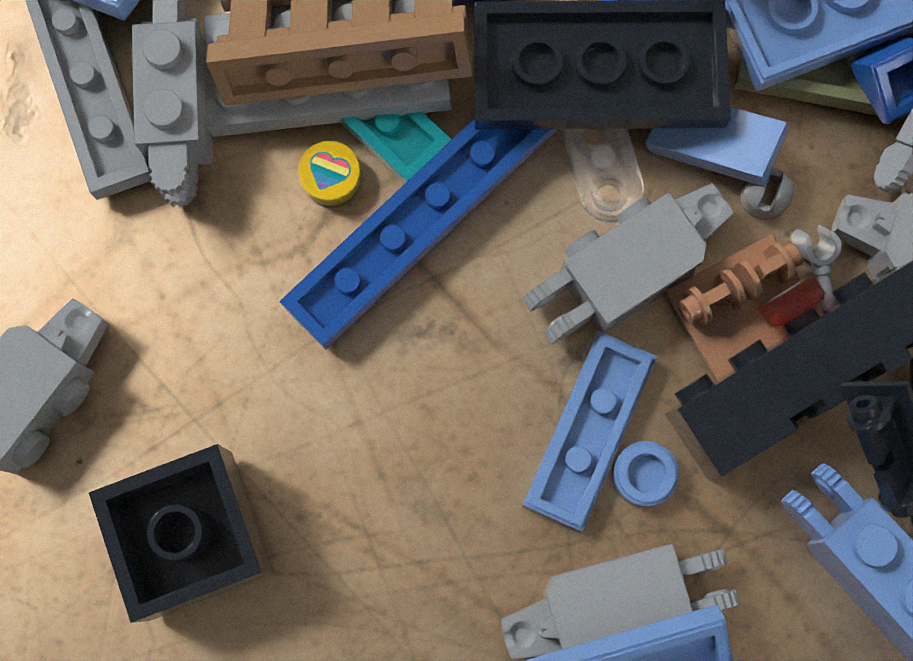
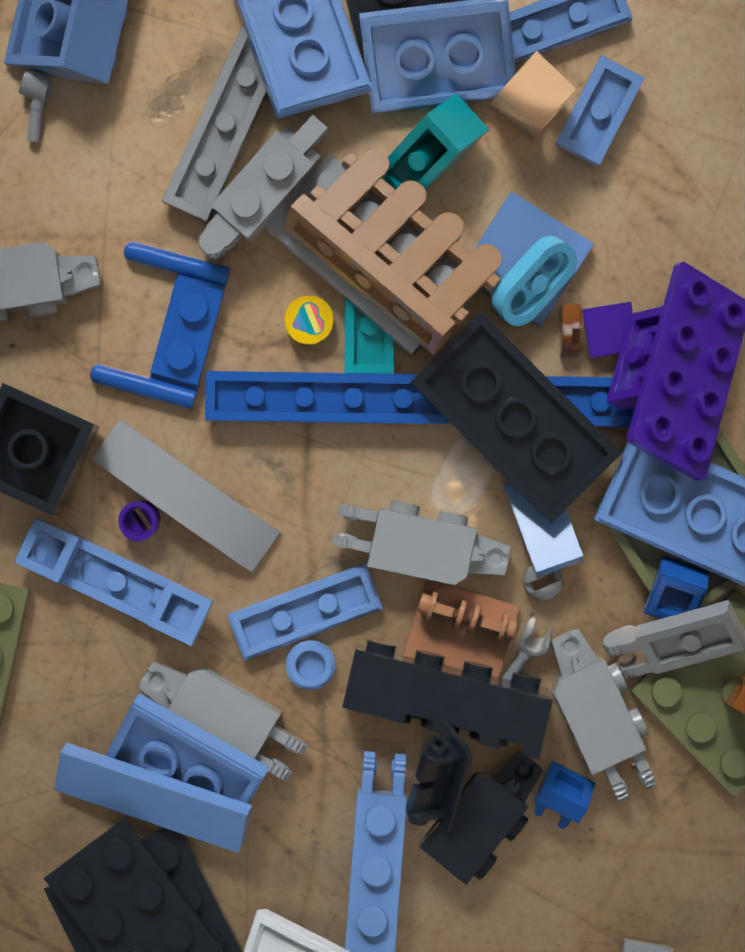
camera: 40 degrees right, 10 degrees up
(228, 292) = (185, 330): none -> blue plate
(351, 511) = (133, 526): none -> dark purple hinge
(373, 433) = (185, 496): none -> light grey slope
(386, 580) = (114, 581): none -> medium blue slope
(792, 302) = (482, 655): clear red tile -> none

